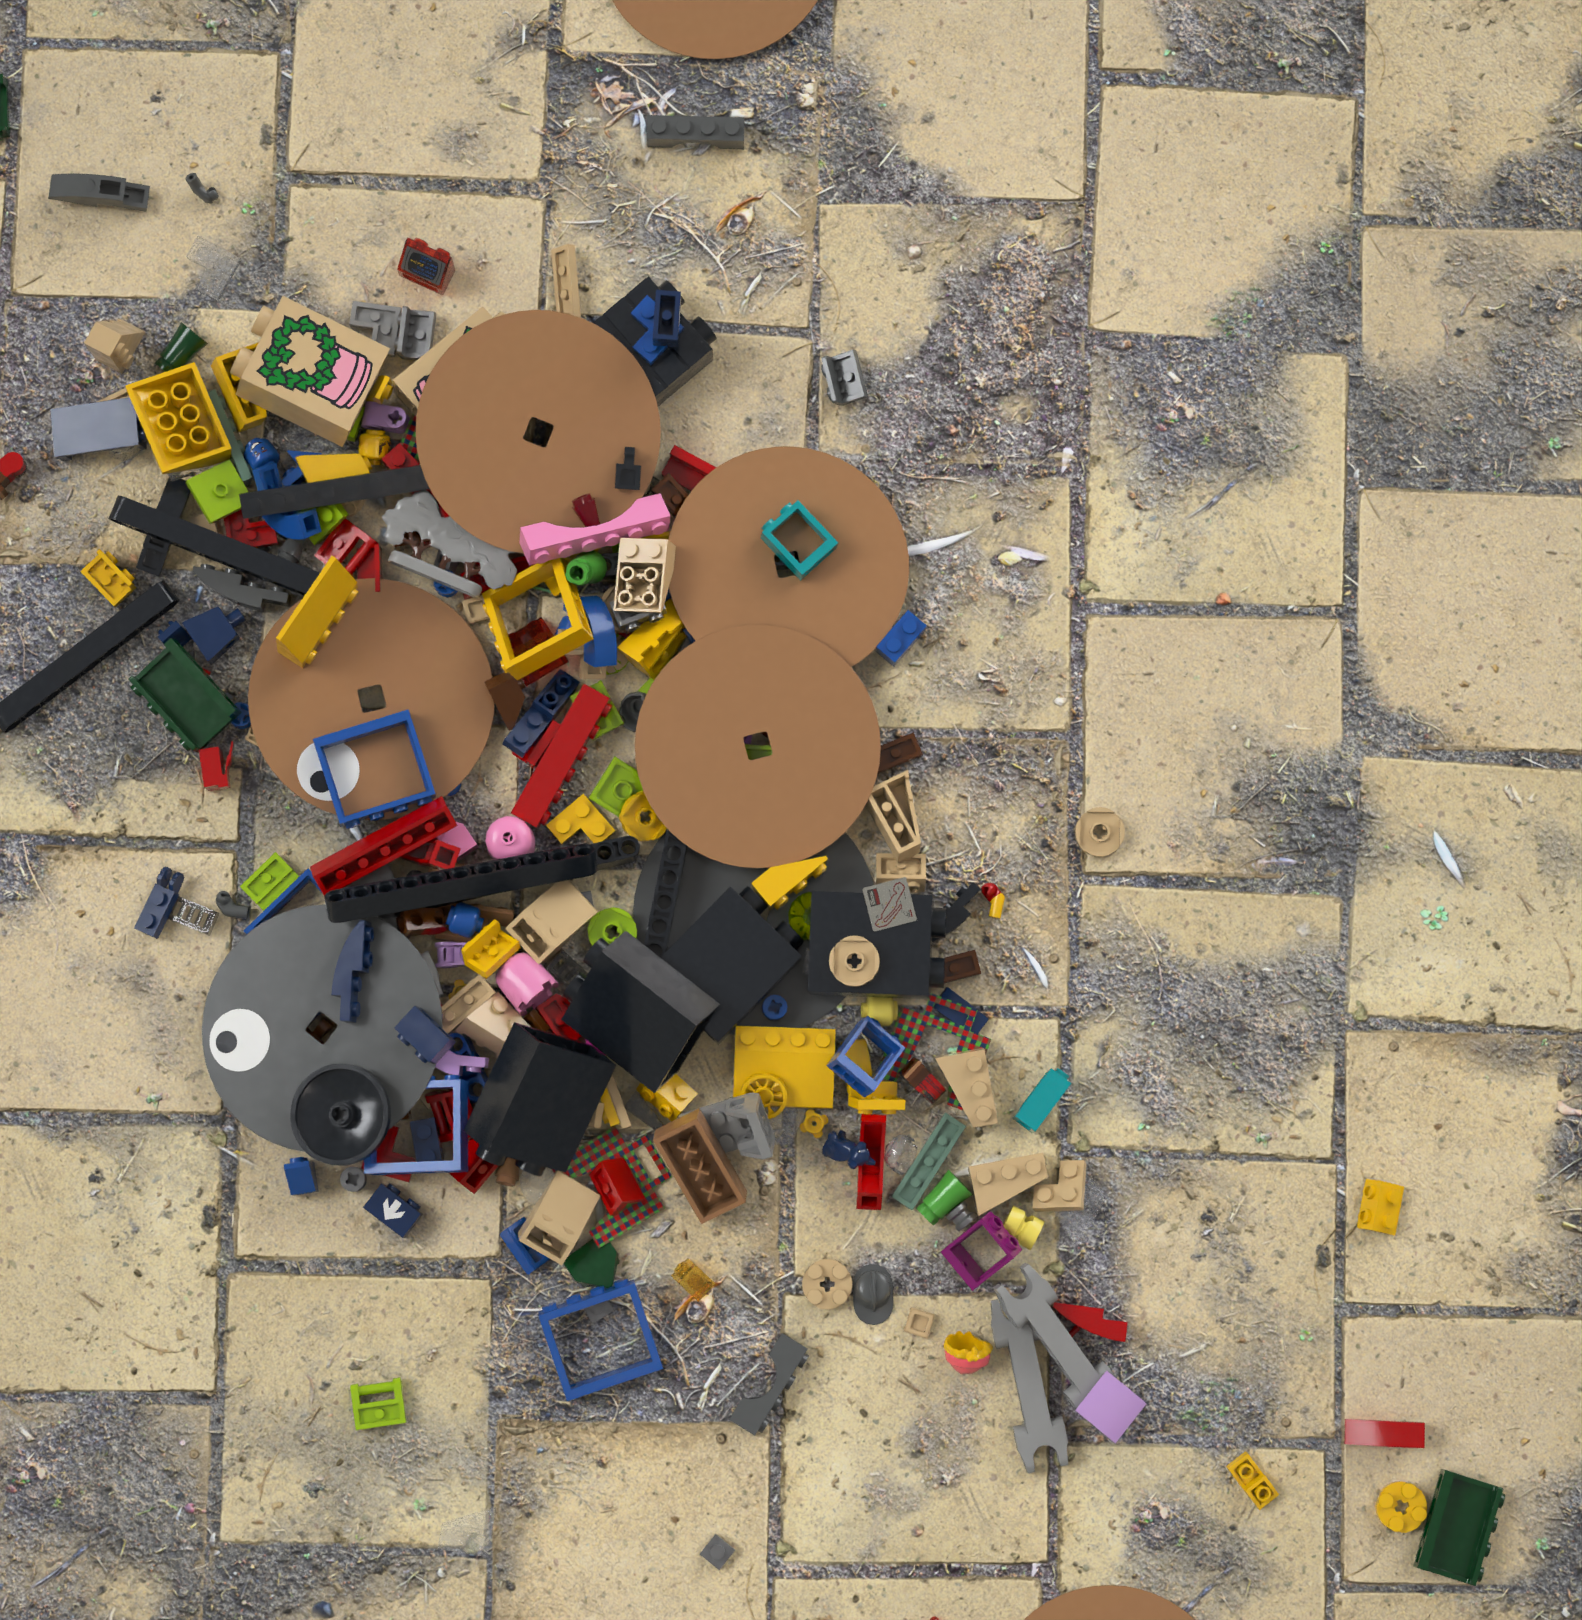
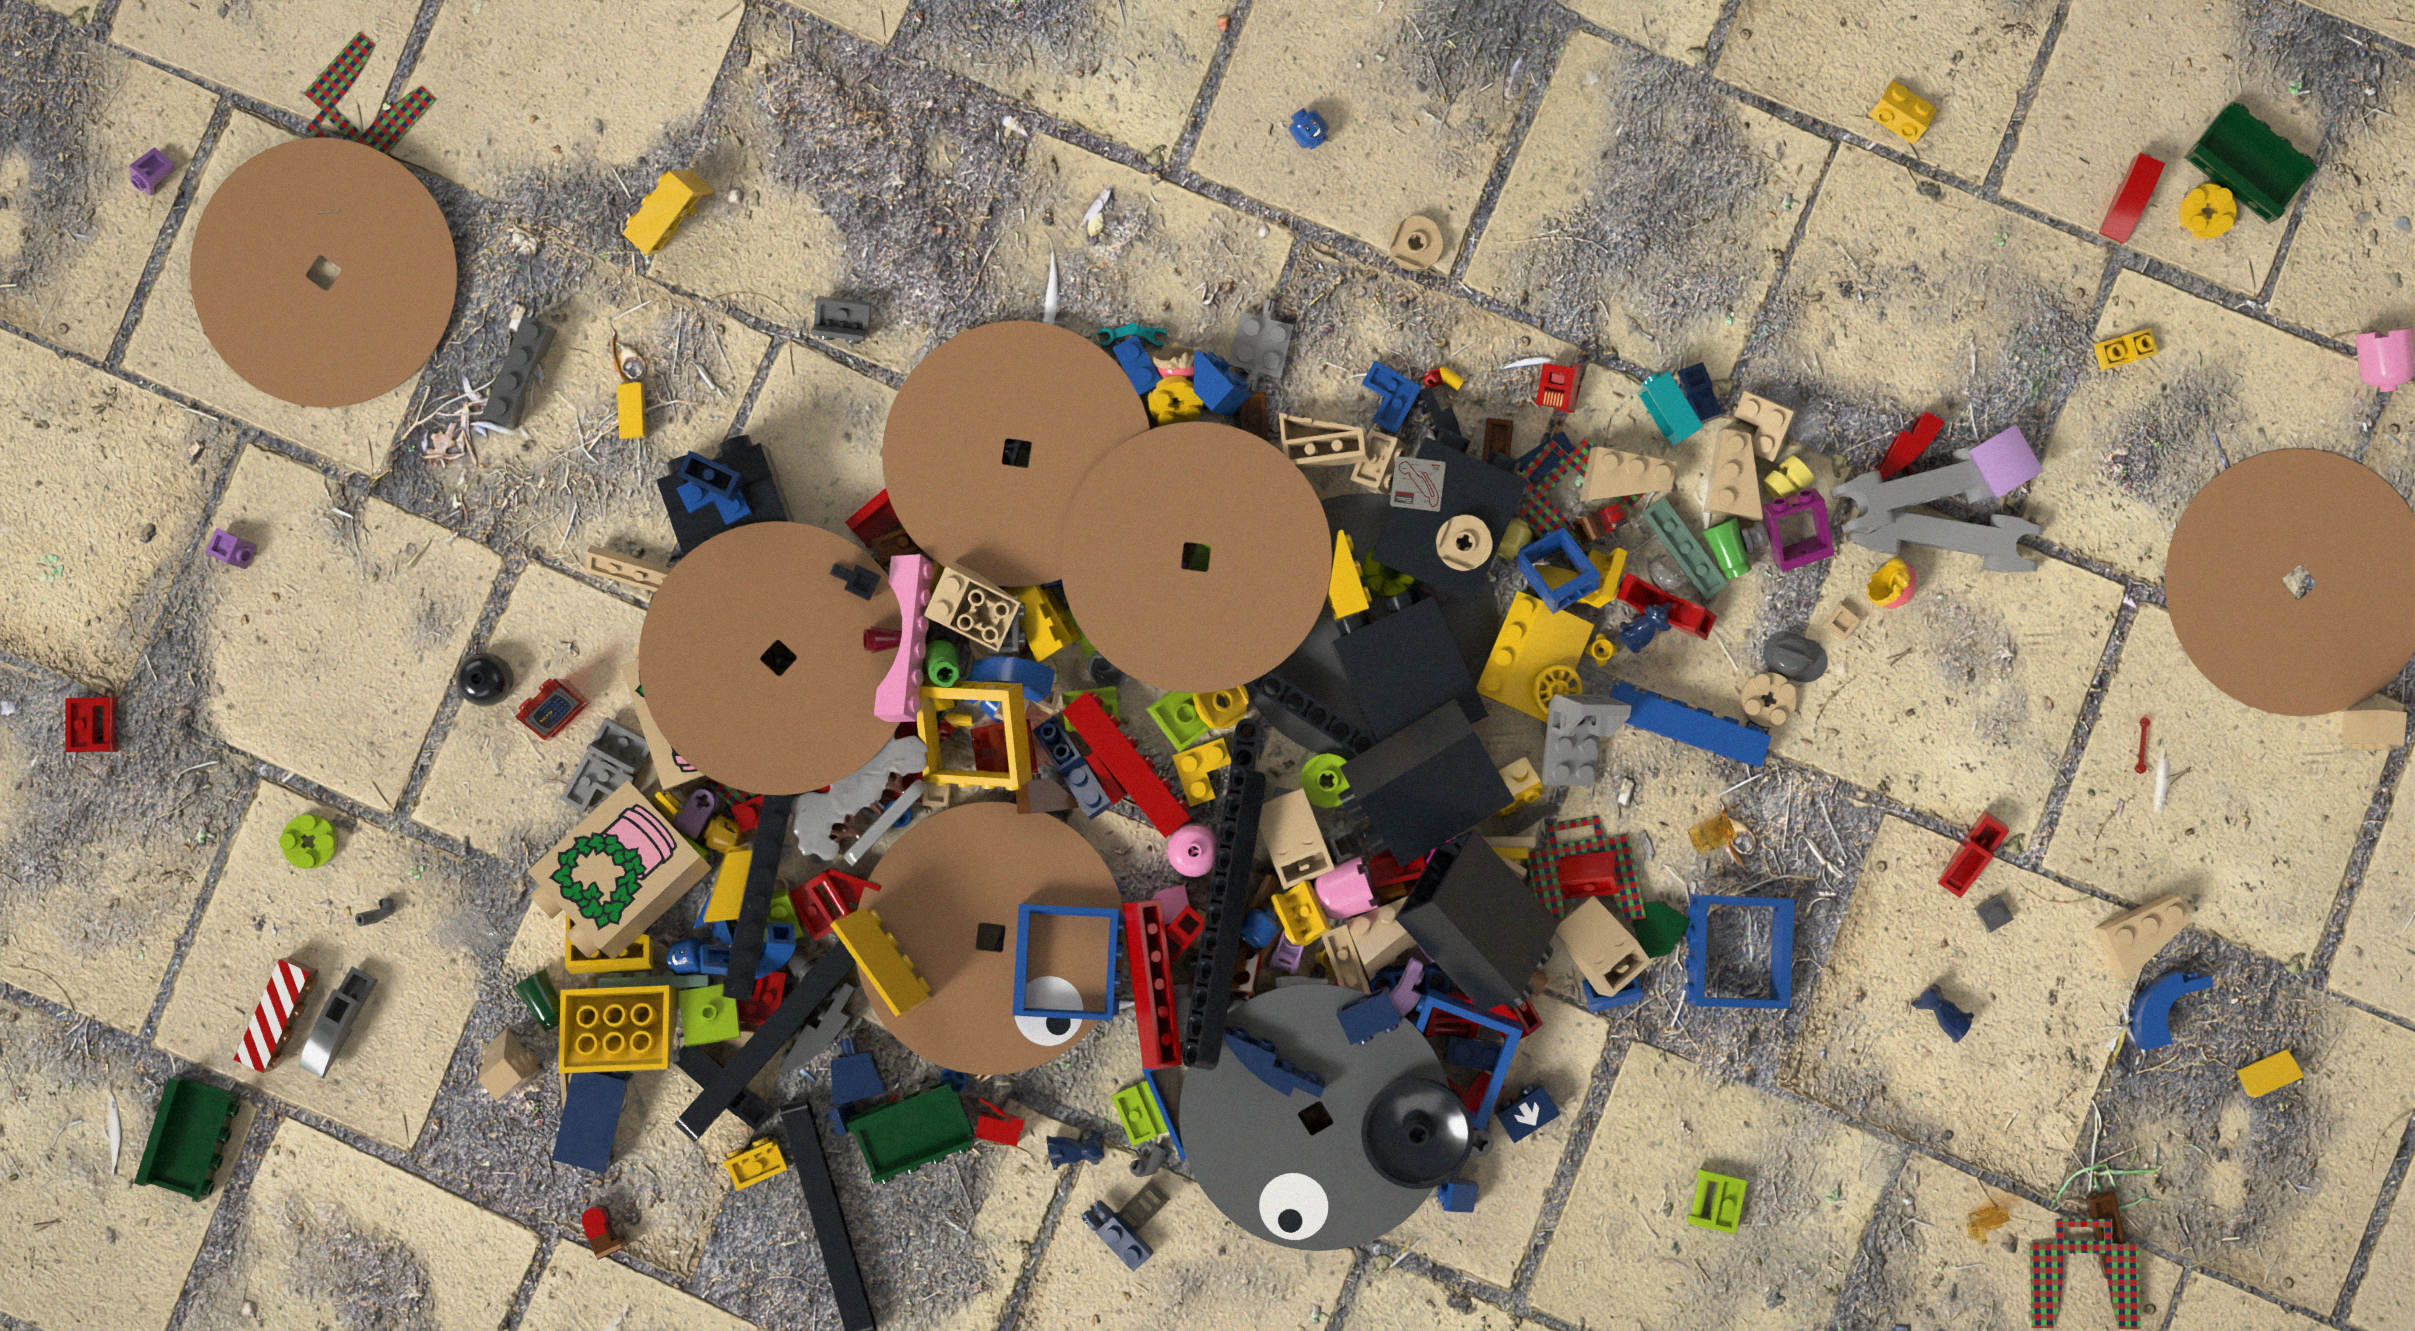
camera: 65 degrees left, 5 degrees up
(86, 140) = (276, 1014): none -> brick
(216, 834) = (1068, 1150): none -> dark blue animal
(235, 99) = (293, 841): none -> lime plate
(428, 211) = (495, 681): none -> black cylinder
(540, 598) = (951, 721): none -> arm
(613, 1544) = (1949, 1016): none -> dark blue animal
(700, 236) = (632, 411): none -> yellow slope
(700, 1166) = (1605, 782): medium nougat brick -> none
(752, 1412) = (1869, 824): dark grey arch -> none
(762, 1513) = (1973, 853): none -> red slope
(772, 1008) = (1464, 644): blue wheel -> none
(777, 1223) = (1693, 727): none -> blue brick
(812, 561) = (981, 462): teal window -> none
(878, 198) = (665, 209): none -> yellow wedge
(895, 683) = (1161, 398): none -> yellow plate
(911, 709) = (1217, 384): none -> blue slope
(916, 671) = (1175, 361): none -> tan hair
(931, 621) = (1132, 329): none -> teal piece
(960, 734) = (1260, 345): none -> light grey plate
(965, 866) = (1397, 394): none -> blue plate
(1025, 1000) = (1559, 386): none -> red piece
(1067, 1124) = (1699, 393): none -> dark blue slope
(1160, 704) = (1308, 128): none -> blue head

